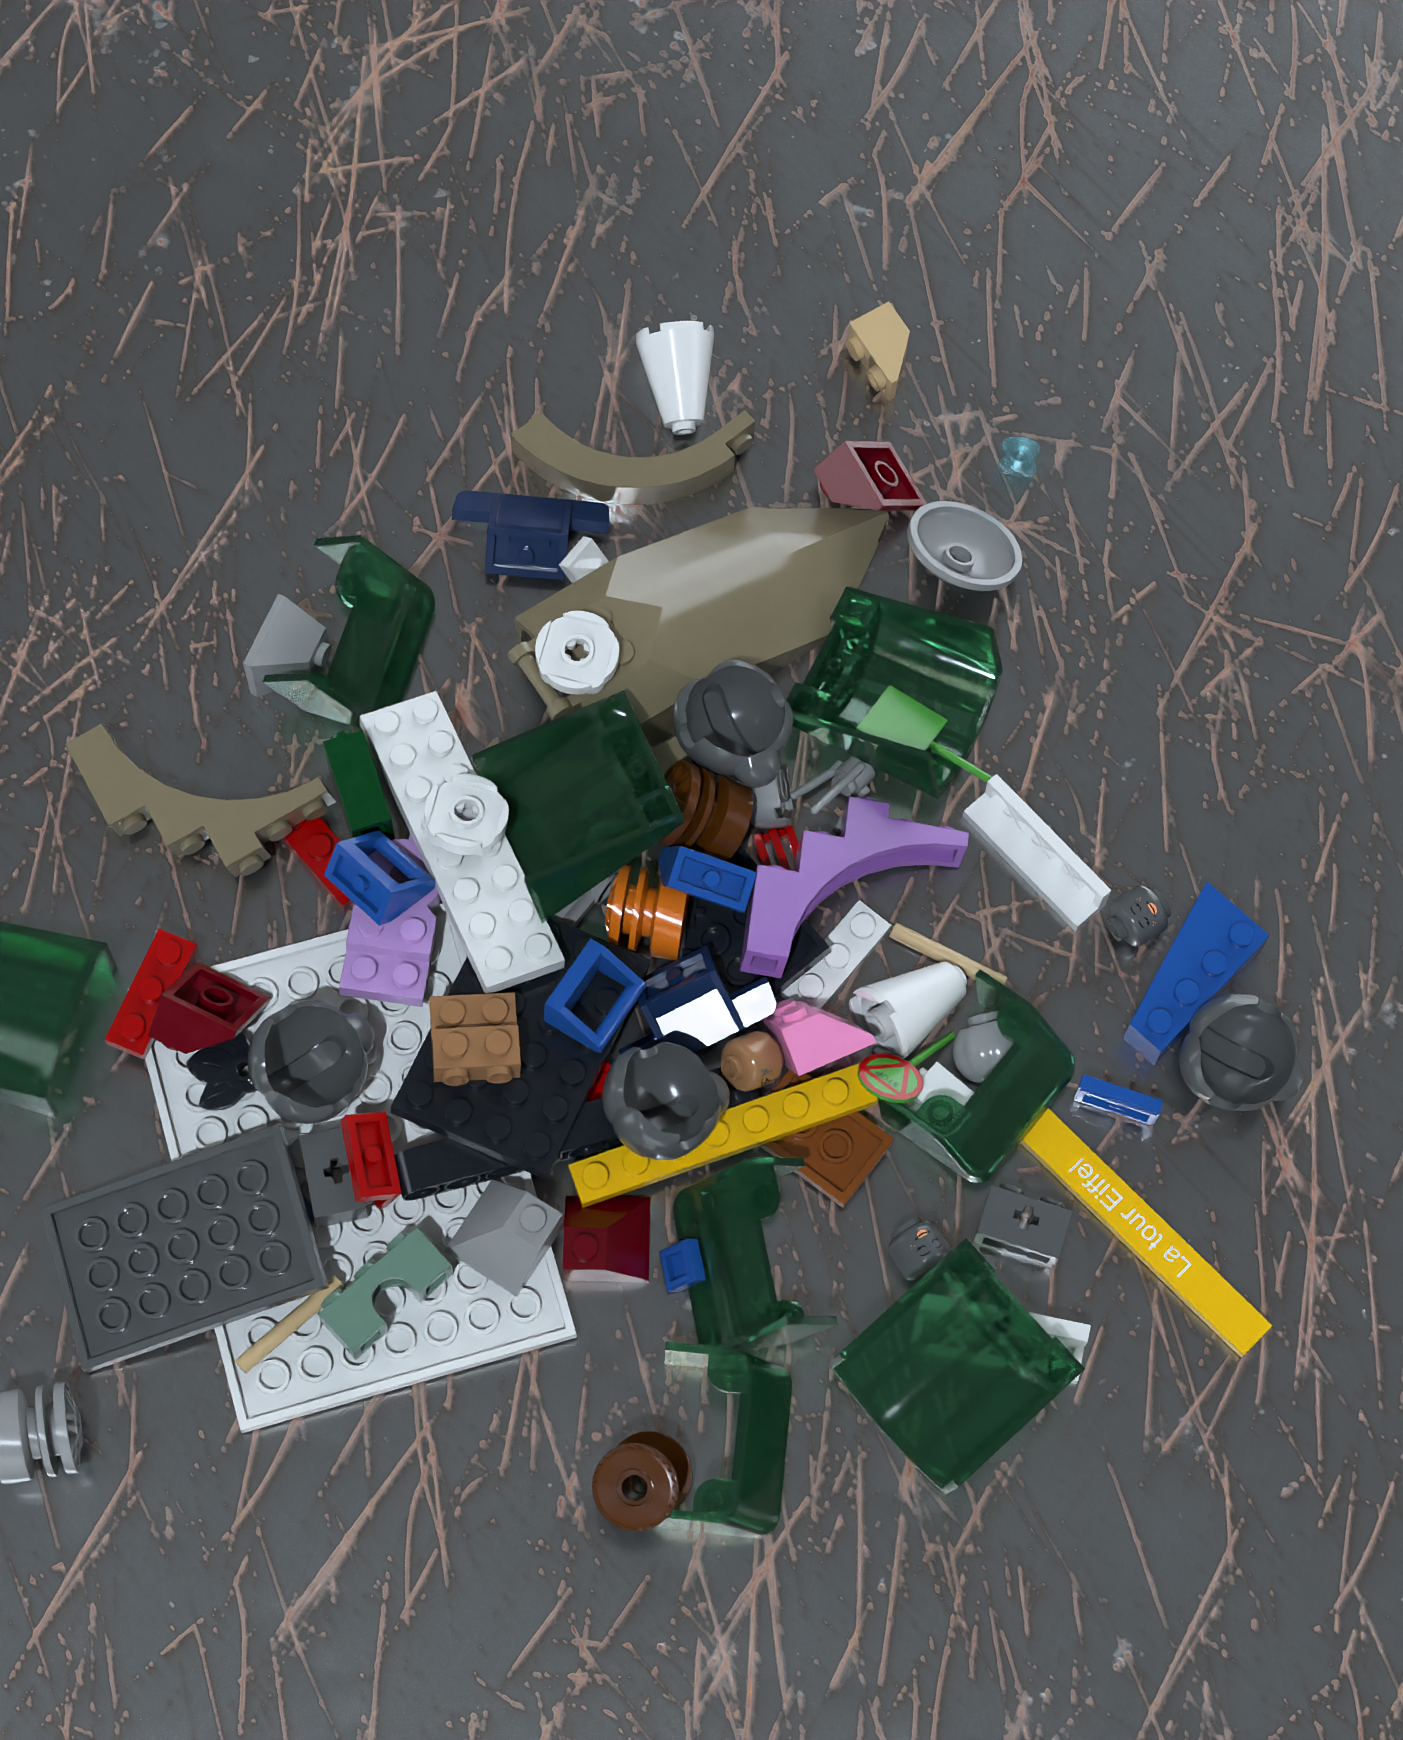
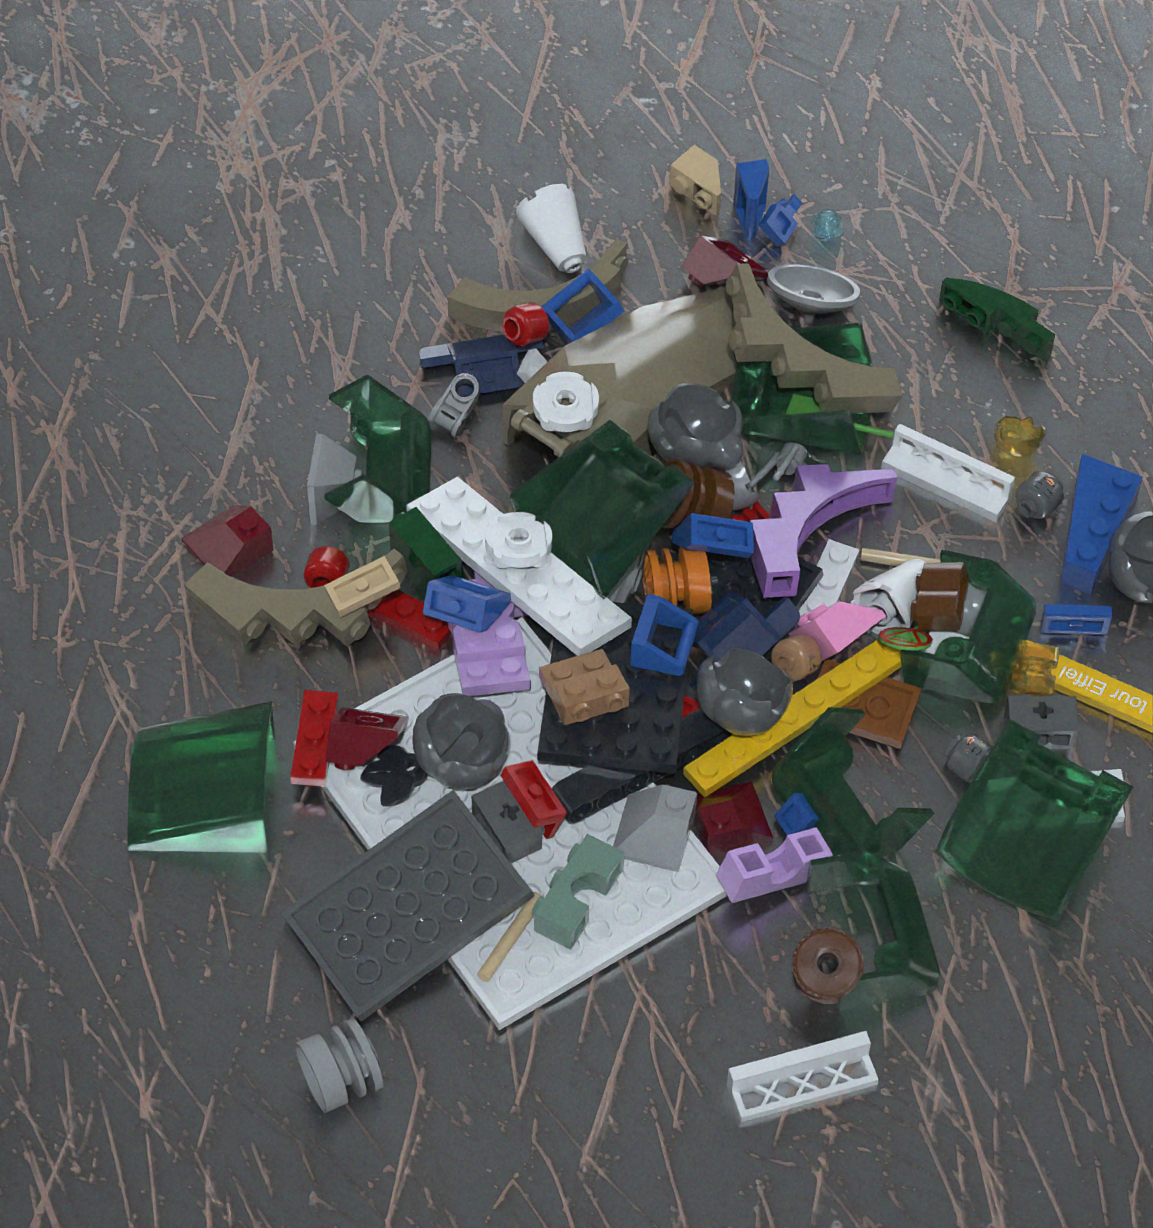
camera: 15 degrees left, 15 degrees down
(144, 693) = (231, 539): none -> dark red slope
(243, 769) = (325, 566): none -> red head
(263, 819) = (362, 586): none -> tan plate
(465, 591) = (453, 410): none -> light grey piece
(568, 1588) = (799, 1064): none -> white fence
(589, 502) = (525, 324): none -> red head
(604, 1332) = (751, 873): none -> lavender arch
(676, 517) = (595, 319): none -> blue tile
(868, 611) = (797, 362): none -> dark tan arch
(935, 394) = (750, 194): none -> blue tile
(953, 1035) = (940, 596): none -> reddish brown brick
(960, 434) = (779, 220): none -> blue plate
(1036, 1161) = (1034, 668): none -> clear yellow wheel
(1143, 825) = (1018, 436): none -> clear yellow hair
(1177, 634) = (993, 308): none -> dark green slope

